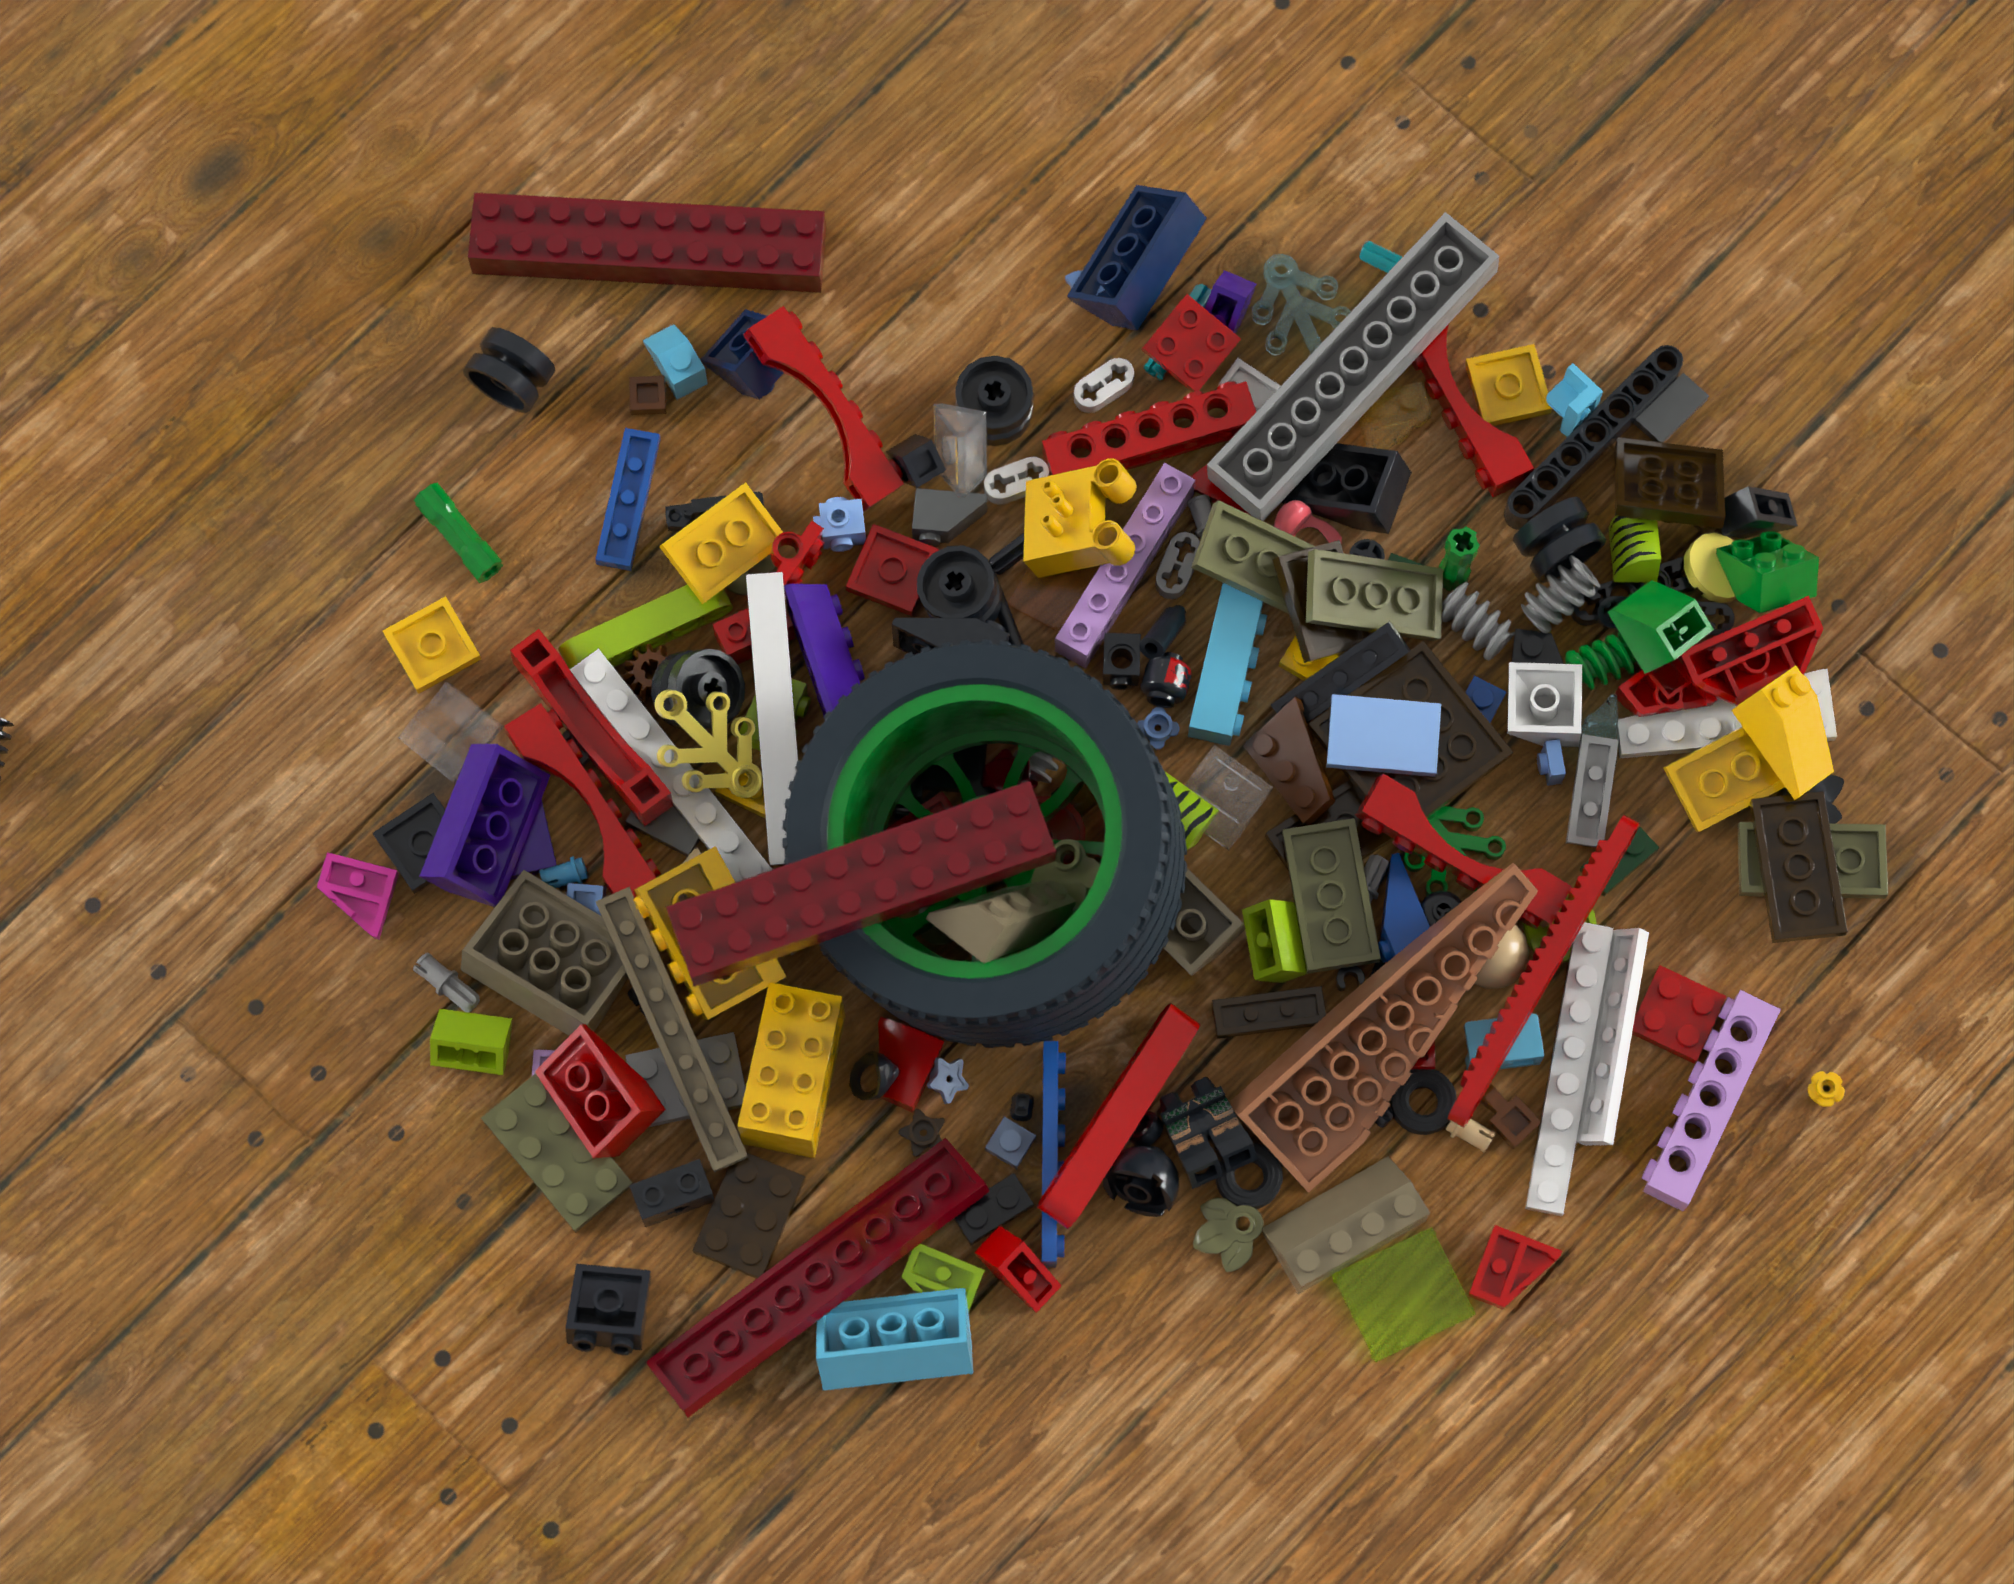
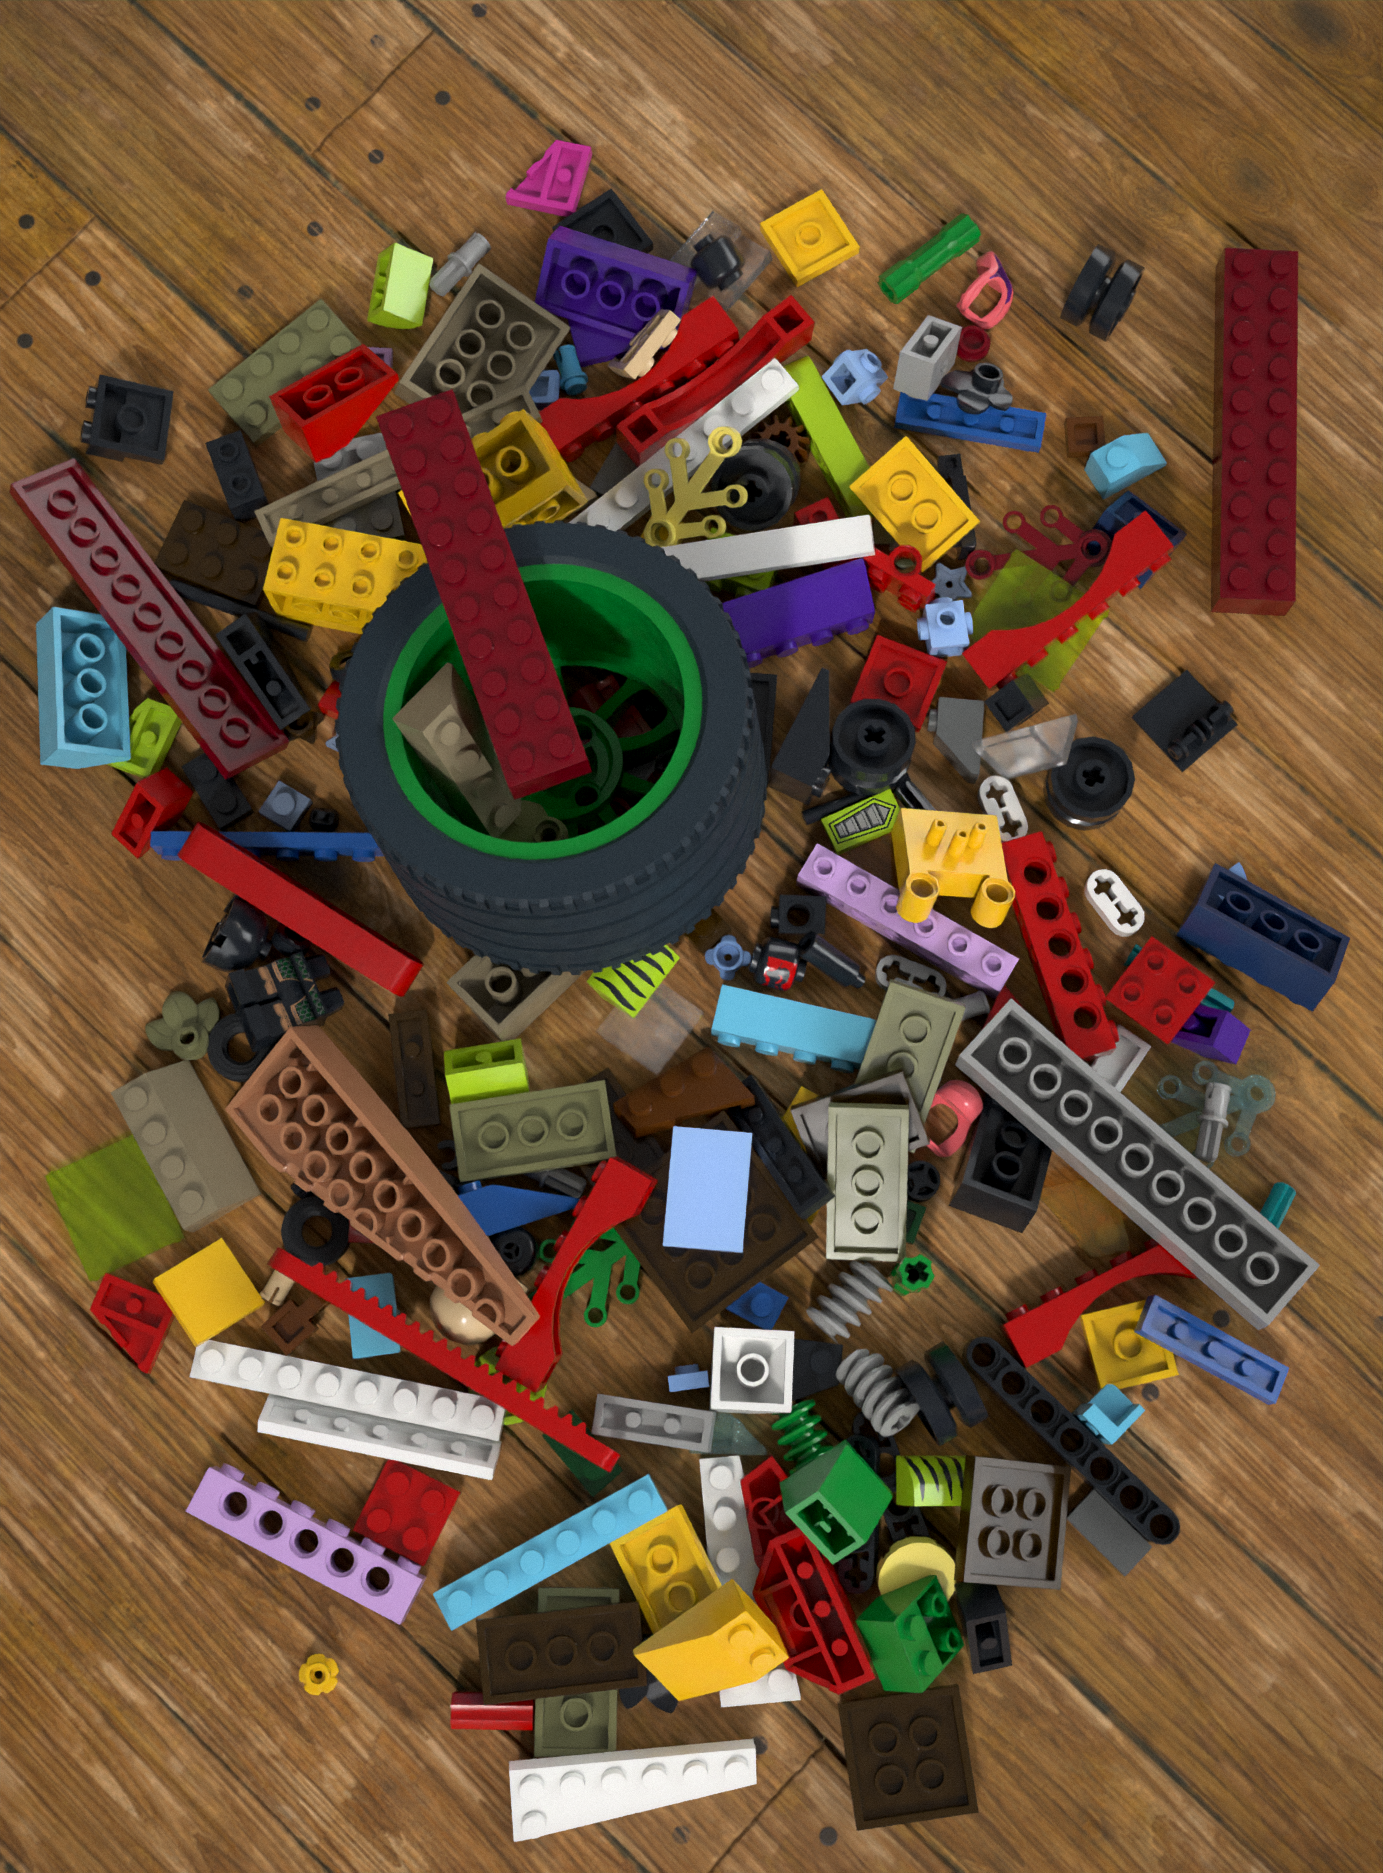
camera: 90 degrees right, 5 degrees up
(463, 725) = (717, 262): none -> black head
(475, 474) = (994, 275): none -> coral piece
(547, 496) = (973, 344): none -> dark red plate
(552, 792) = (657, 333): none -> tan wing
(571, 530) = (927, 358): none -> light grey brick
(584, 600) = (855, 377): none -> light blue brick
(599, 488) = (979, 388): none -> black plate
(770, 431) = (1046, 551): none -> dark red plant
(797, 513) = (956, 577): none -> sand blue plate
(808, 1192) = (239, 609): none -> black bar
(813, 451) = (1028, 596): none -> clear neon green piece
(873, 1159) = (265, 668): none -> black slope
(929, 317) = (1185, 720): none -> black hinge
(1027, 604) = (861, 822): none -> tile
(1310, 305) = (1212, 1121): none -> light grey axle
(1485, 1196) = (208, 1292): none -> yellow tile
(1512, 314) = (1211, 1349): none -> blue plate
(1709, 881) = (550, 1552): none -> medium azure brick
(1852, 949) = (471, 1713): none -> red axle
(1871, 580) = (907, 1757): none -> dark brown plate
(1910, 839) = (598, 1787): none -> white wing

